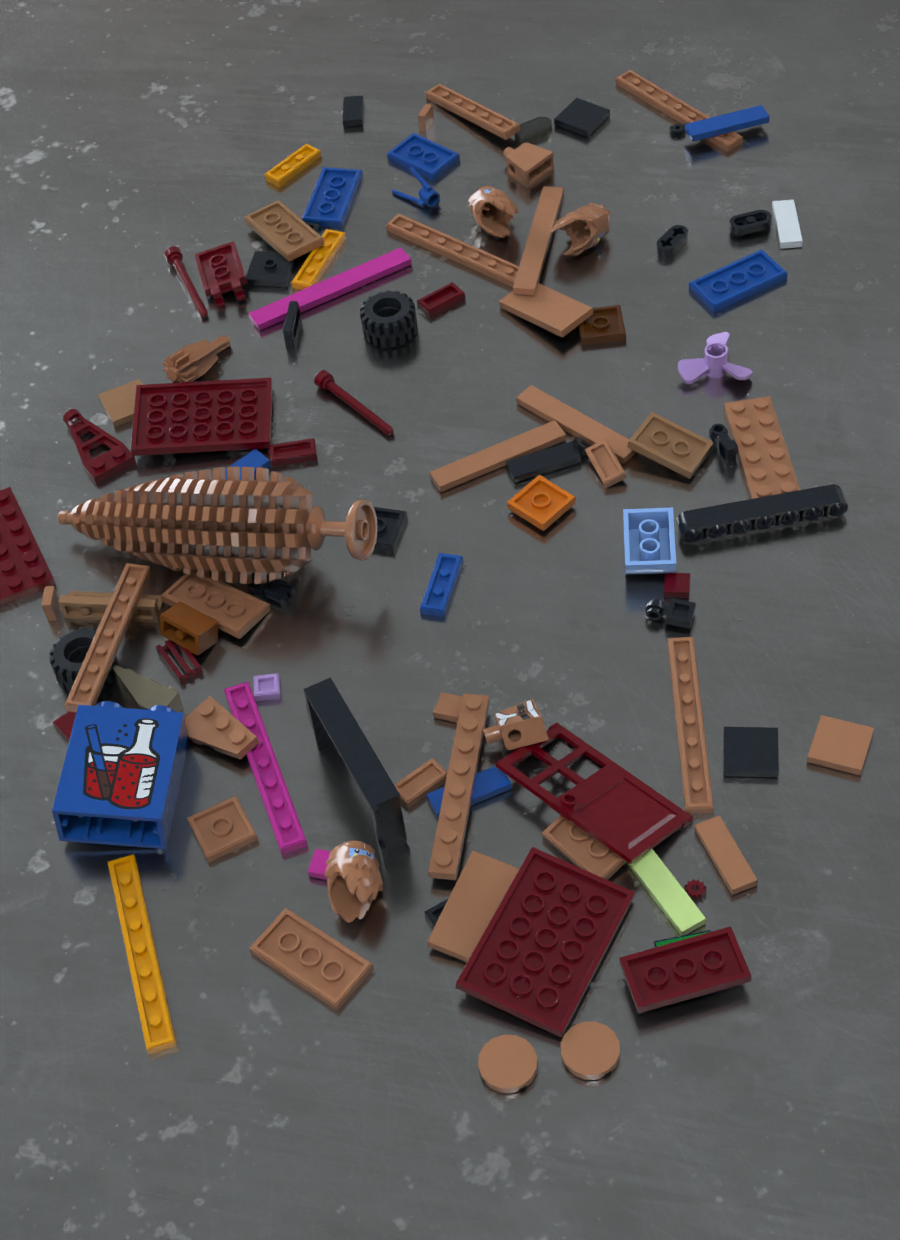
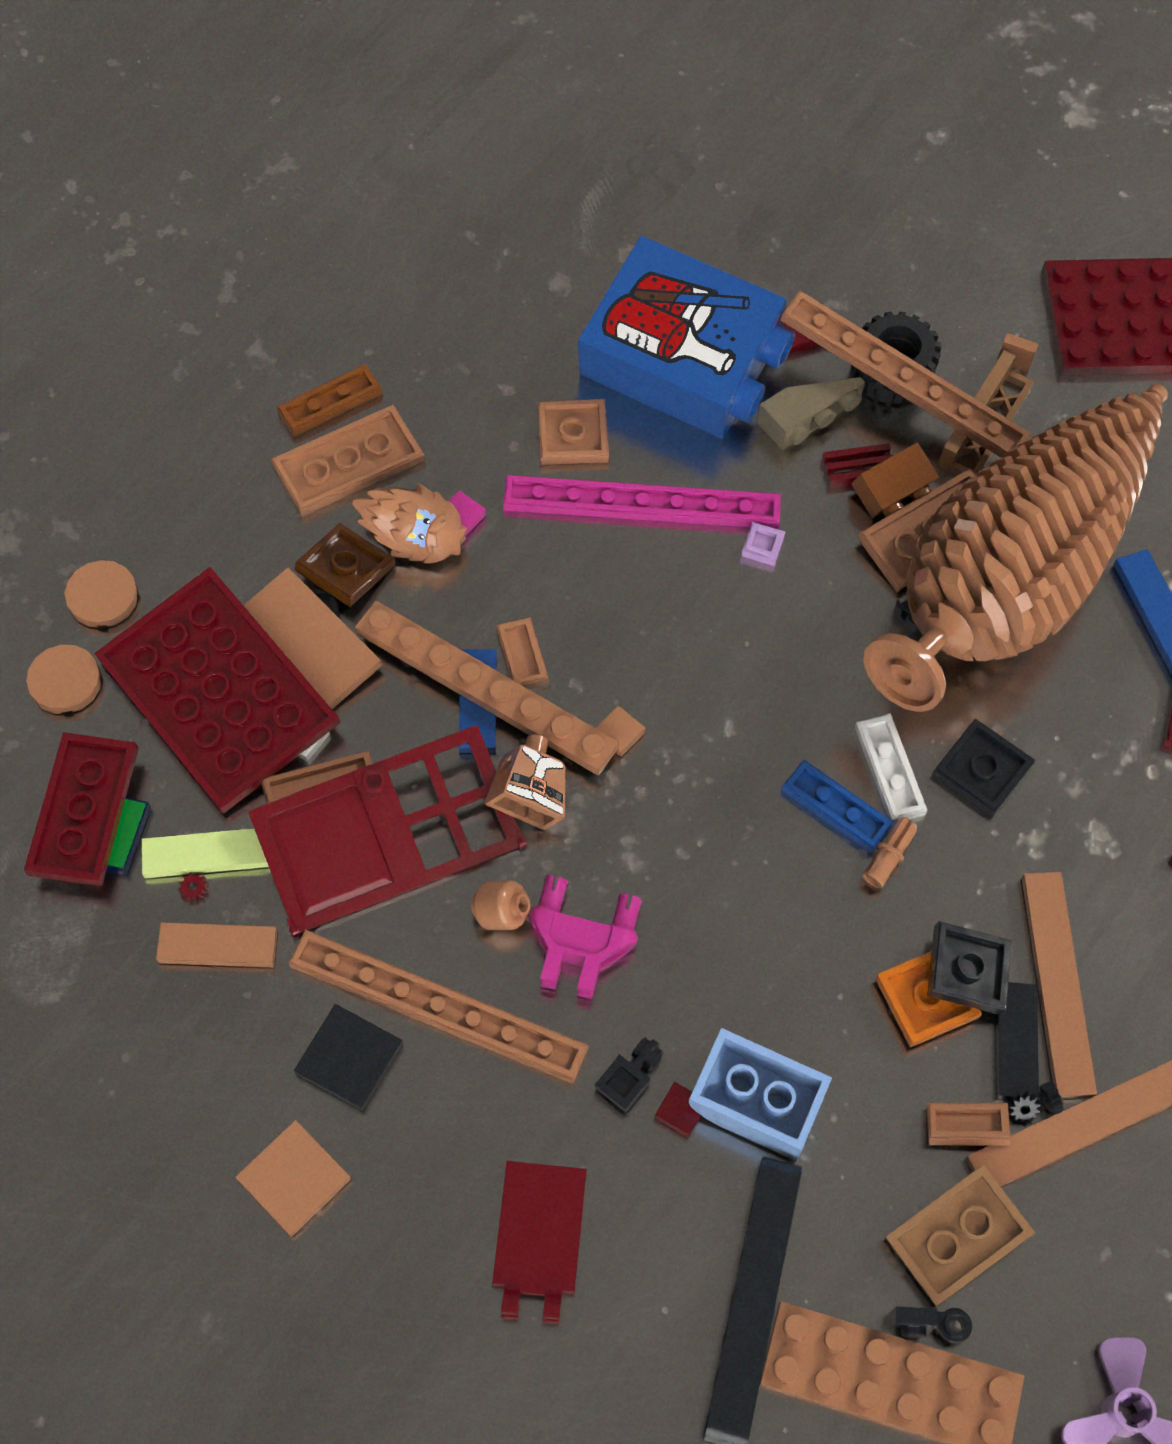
camera: 105 degrees right, 15 degrees up
(142, 955) = (453, 310): light orange tile -> none
(217, 728) = (716, 465): nougat wing -> none
(262, 996) = (329, 400): none -> dark orange tile
(336, 725) = (538, 530): black piece -> none
(401, 569) = (890, 768): none -> white tile
(404, 913) = (344, 564): none -> reddish brown tile
(460, 547) = (890, 853): none -> nougat axle
(515, 485) = (969, 968): none -> black tile
(569, 435) = (1051, 1098): none -> black piece
(609, 708) = (500, 905): none -> nougat head
(612, 664) = (578, 939): none -> dark pink connector
(793, 617) = (538, 1235): none -> dark red tile

